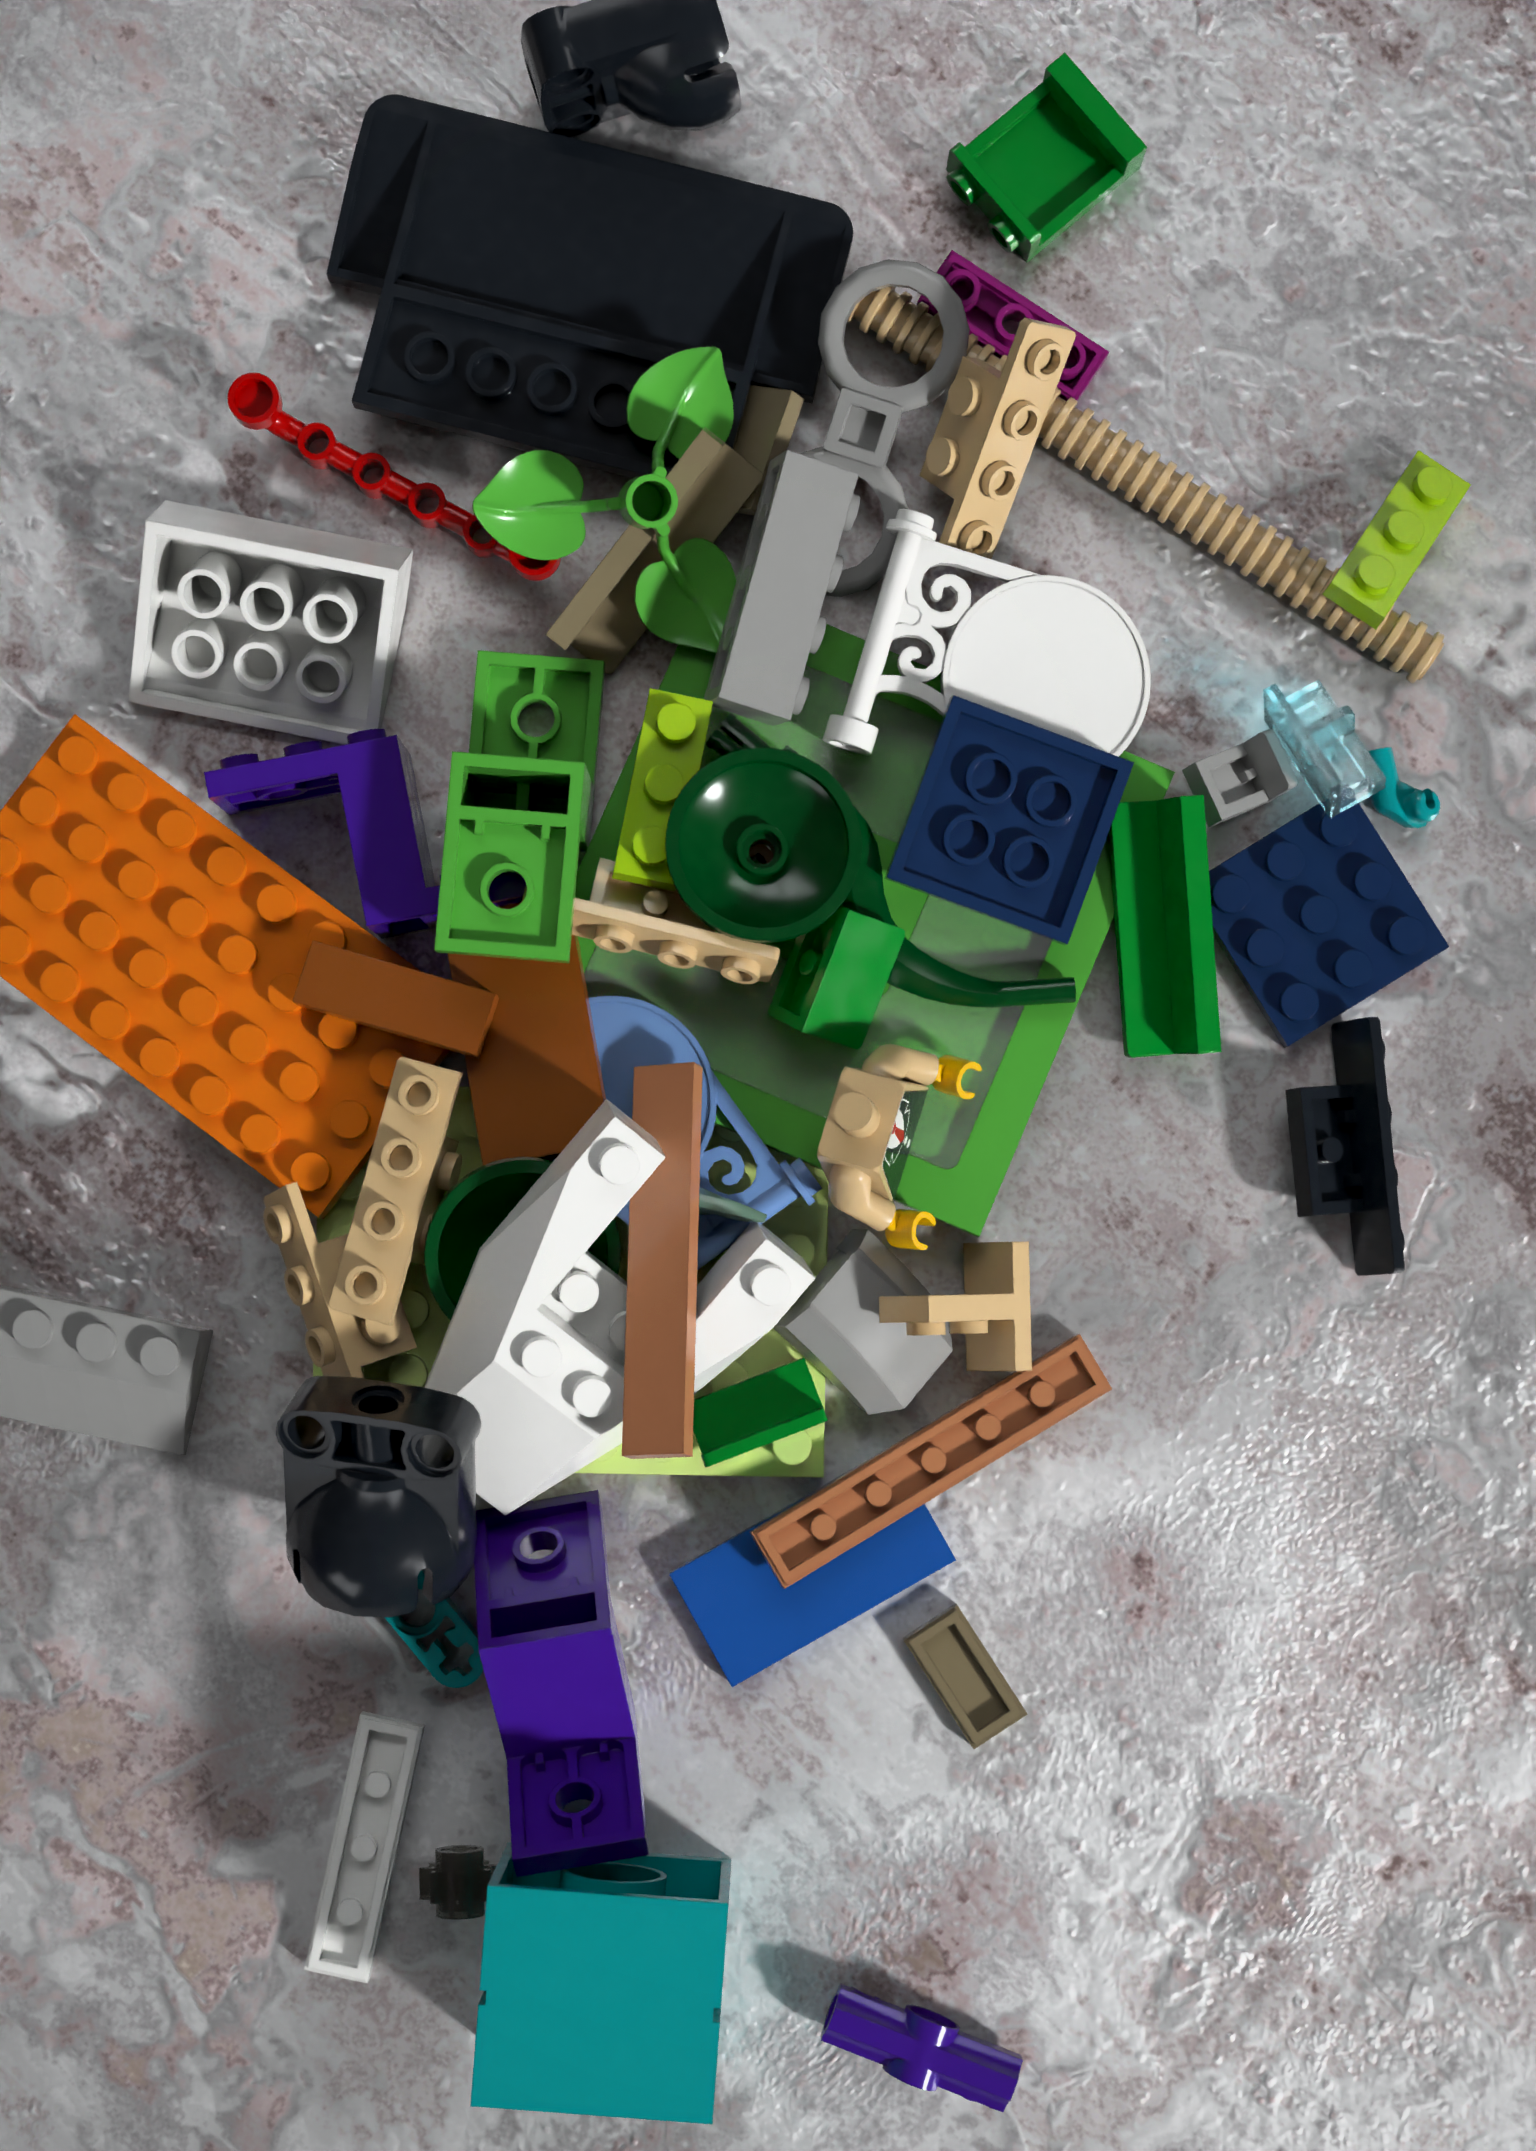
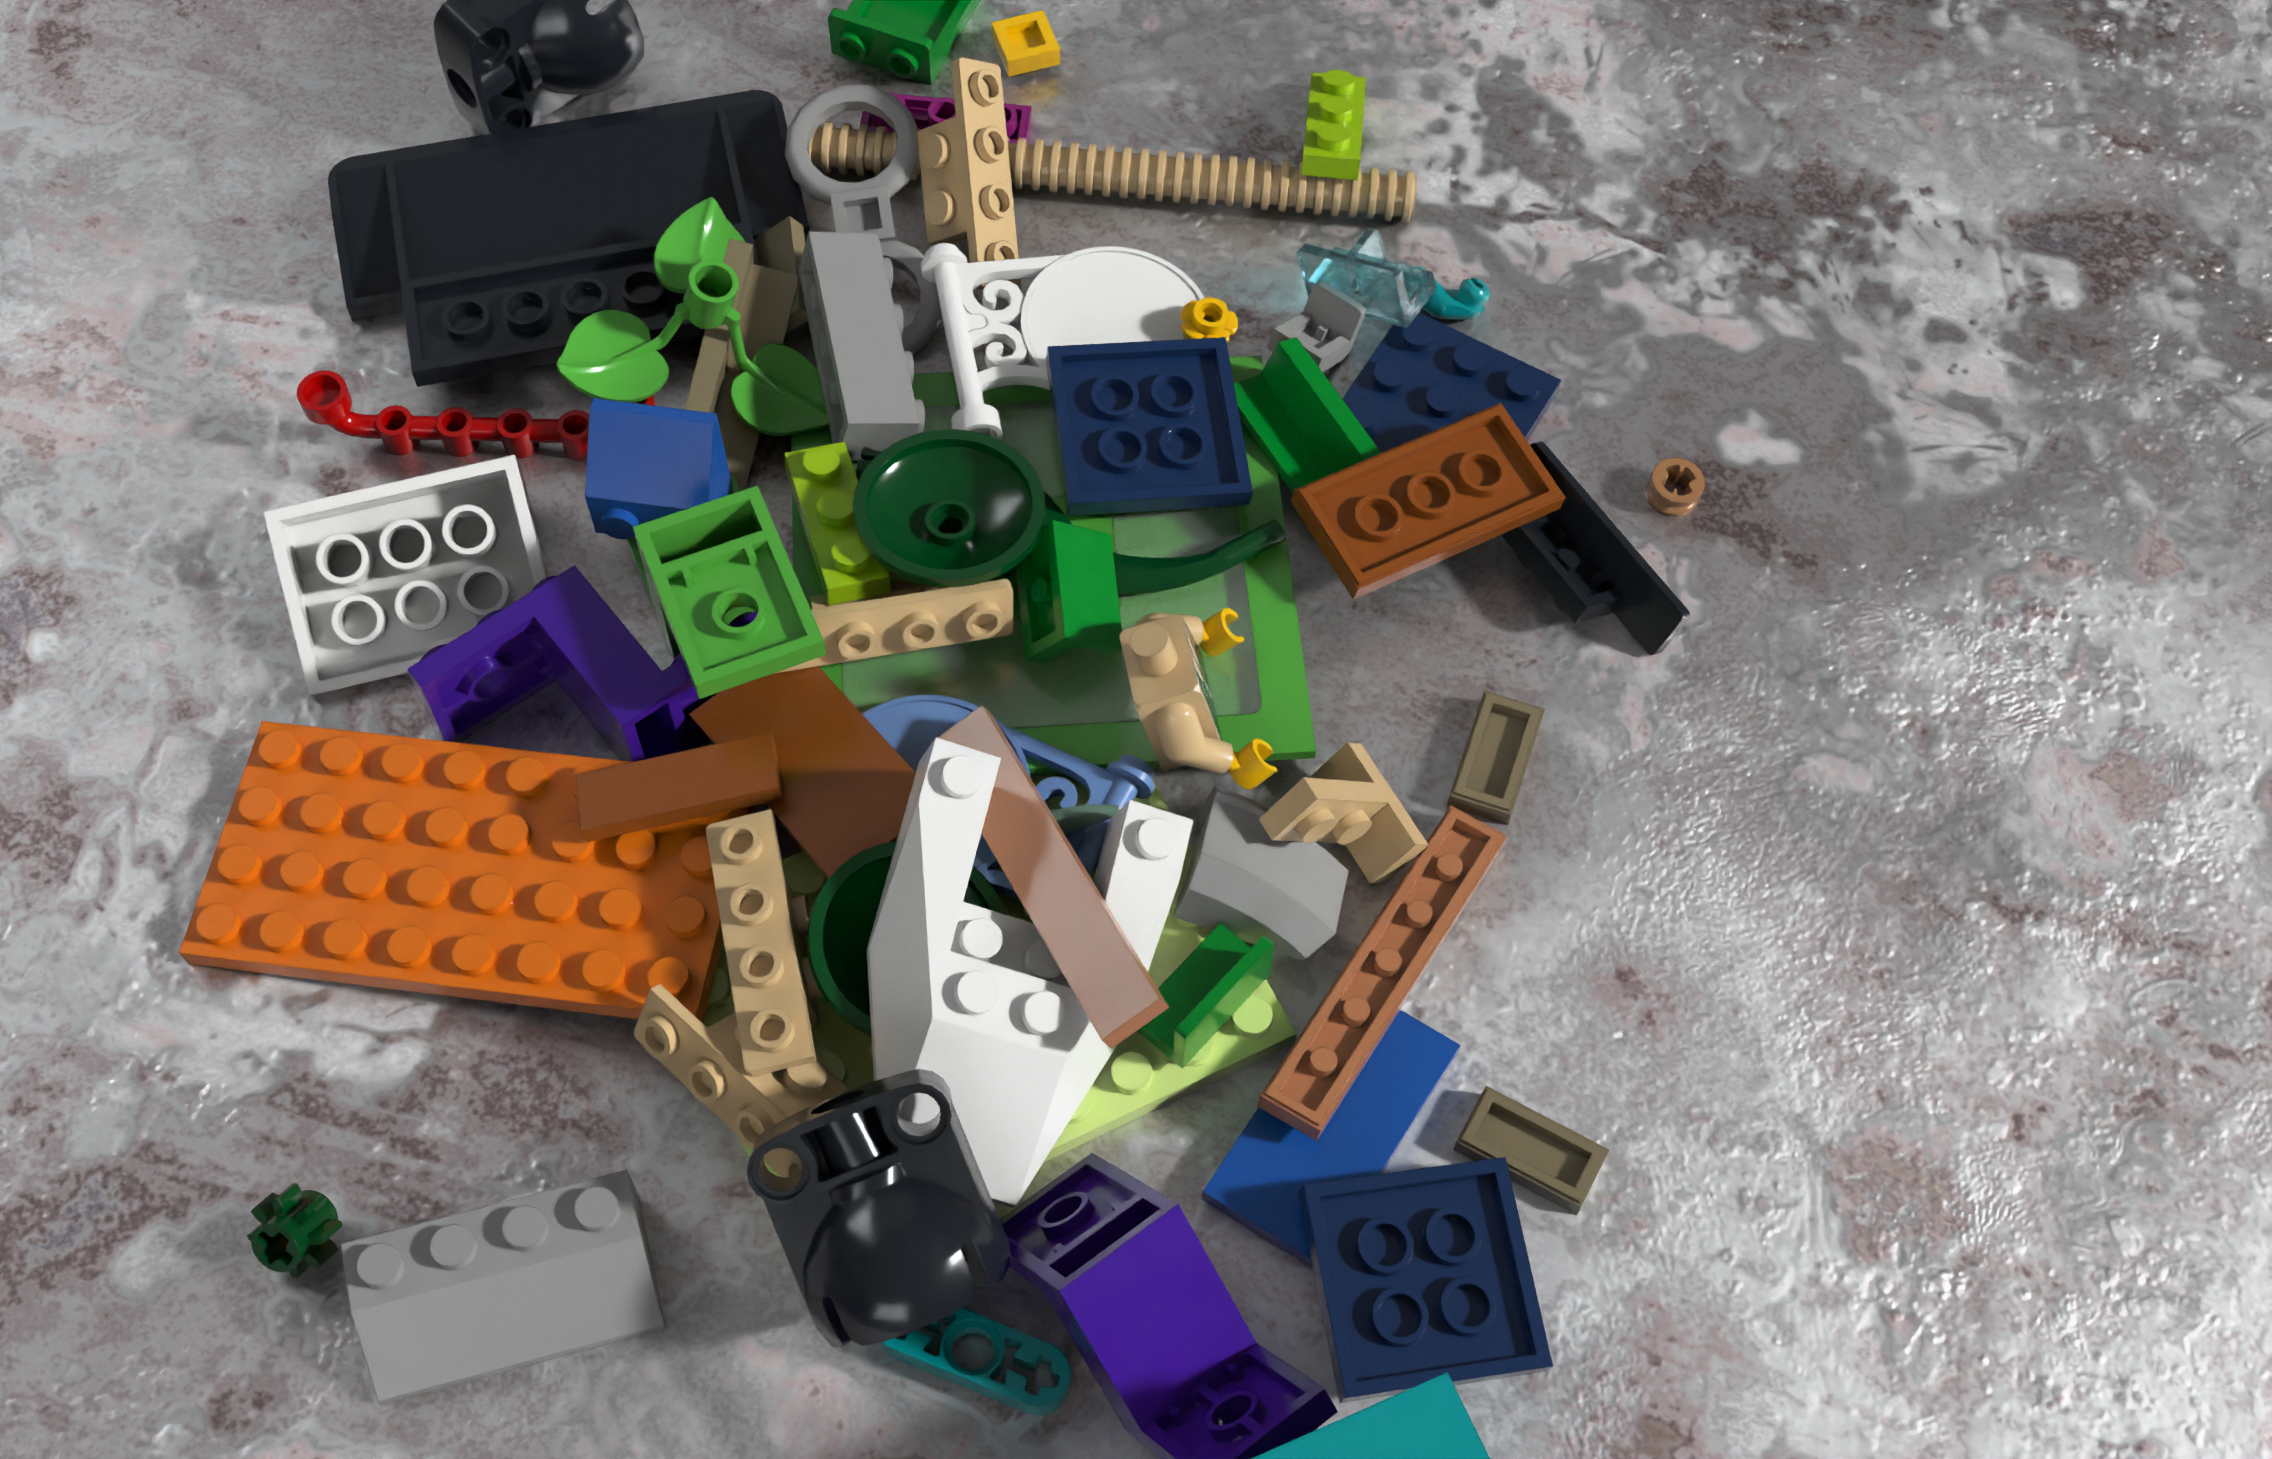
camera: 30 degrees left, 25 degrees down
(518, 659) = (650, 464): none -> blue slope
(805, 1746) = (1423, 1278): none -> dark blue plate
(1116, 733) = (1212, 309): none -> yellow plate
(1144, 267) = (1025, 43): none -> yellow plate
(1151, 1303) = (1495, 757): none -> dark tan tile
(1226, 1037) = (1427, 500): none -> dark orange tile
(1477, 1099) = (1679, 471): none -> medium nougat bush

